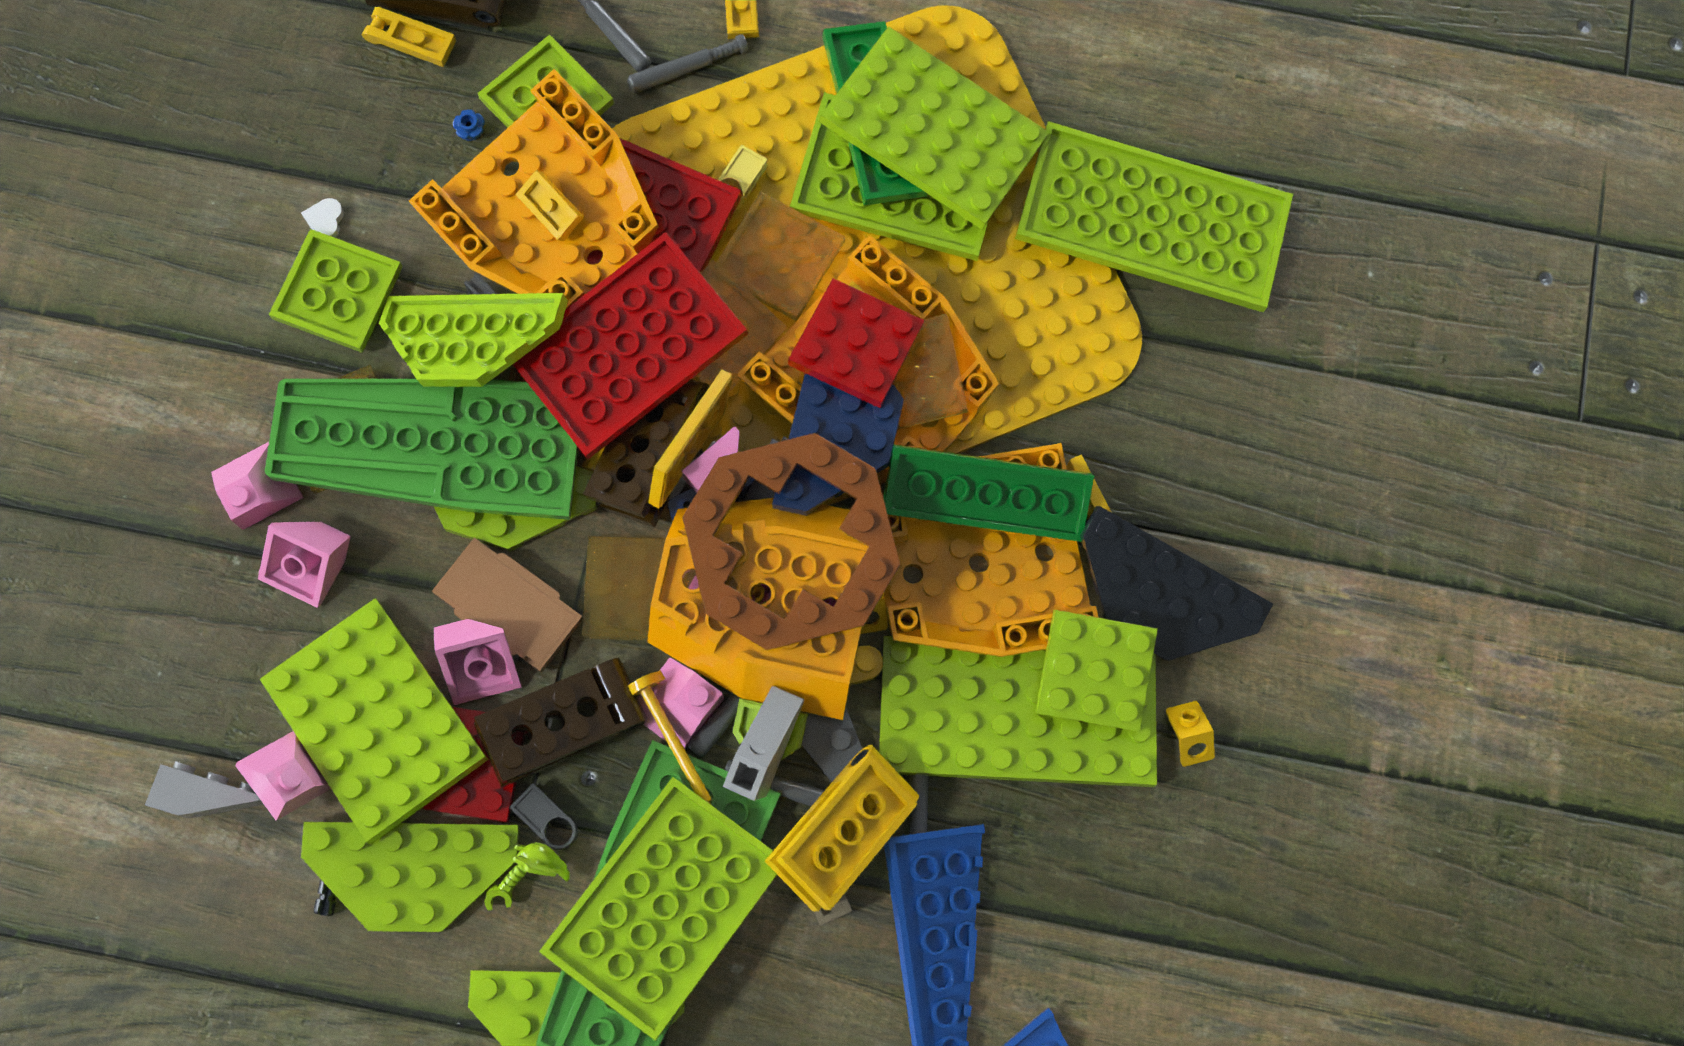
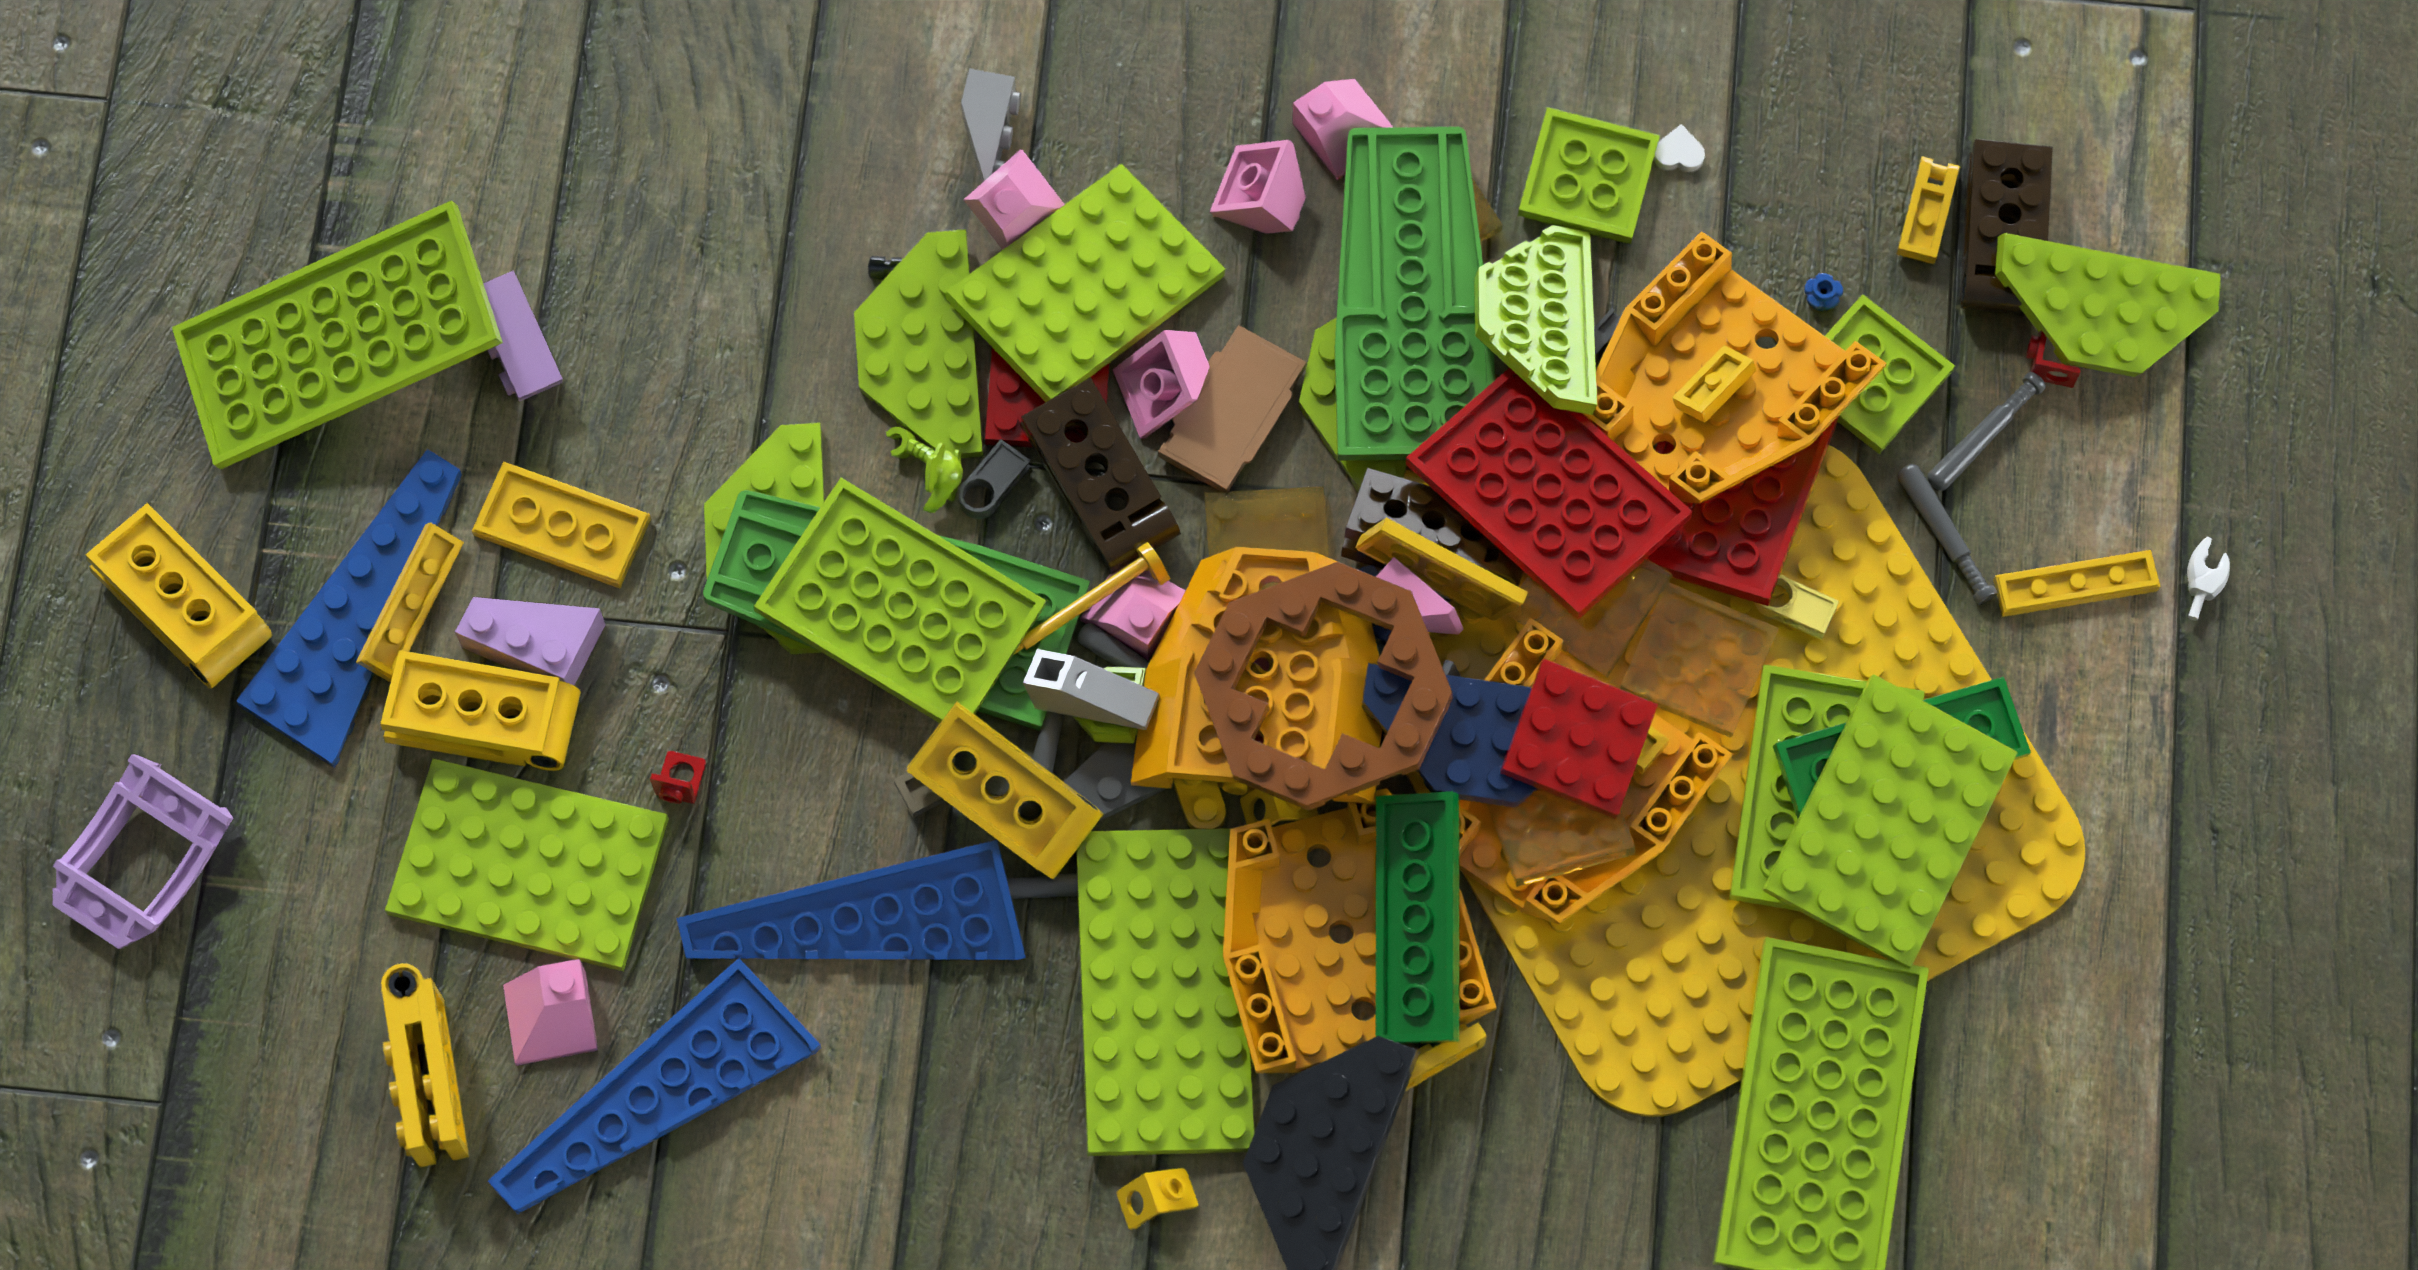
camera: 90 degrees right, 5 degrees down
(1096, 670) = (1214, 1062): lime plate -> none

